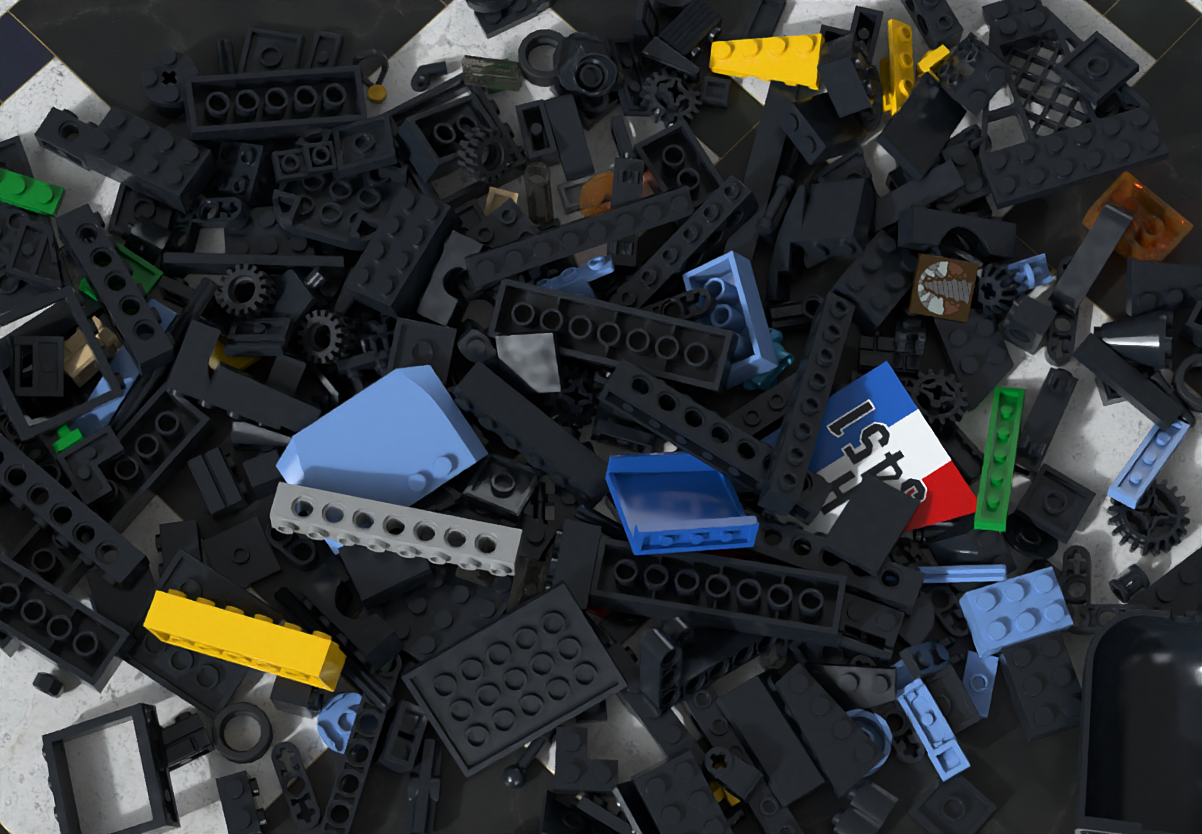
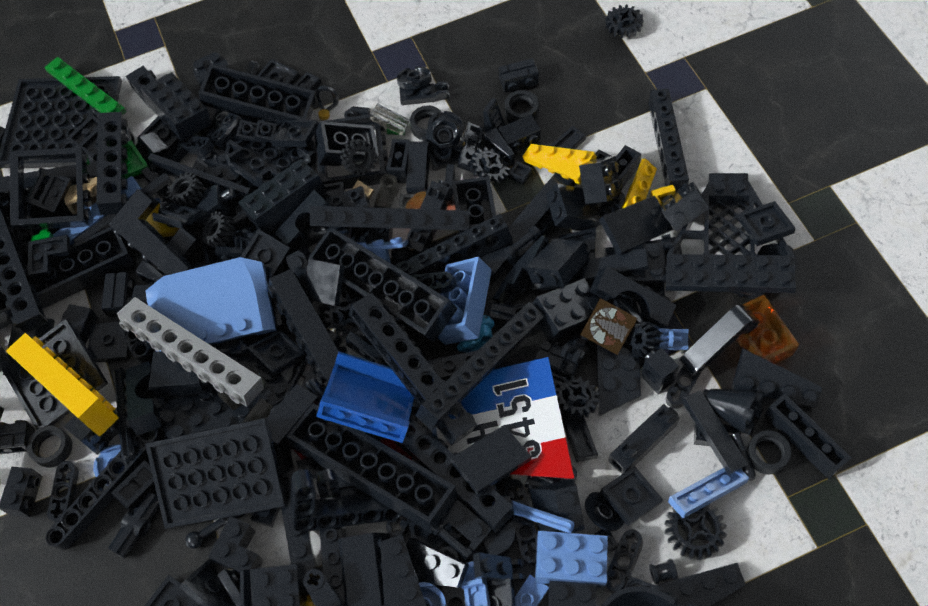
camera: 30 degrees right, 10 degrees down
(999, 459) = (600, 451): green plate -> none

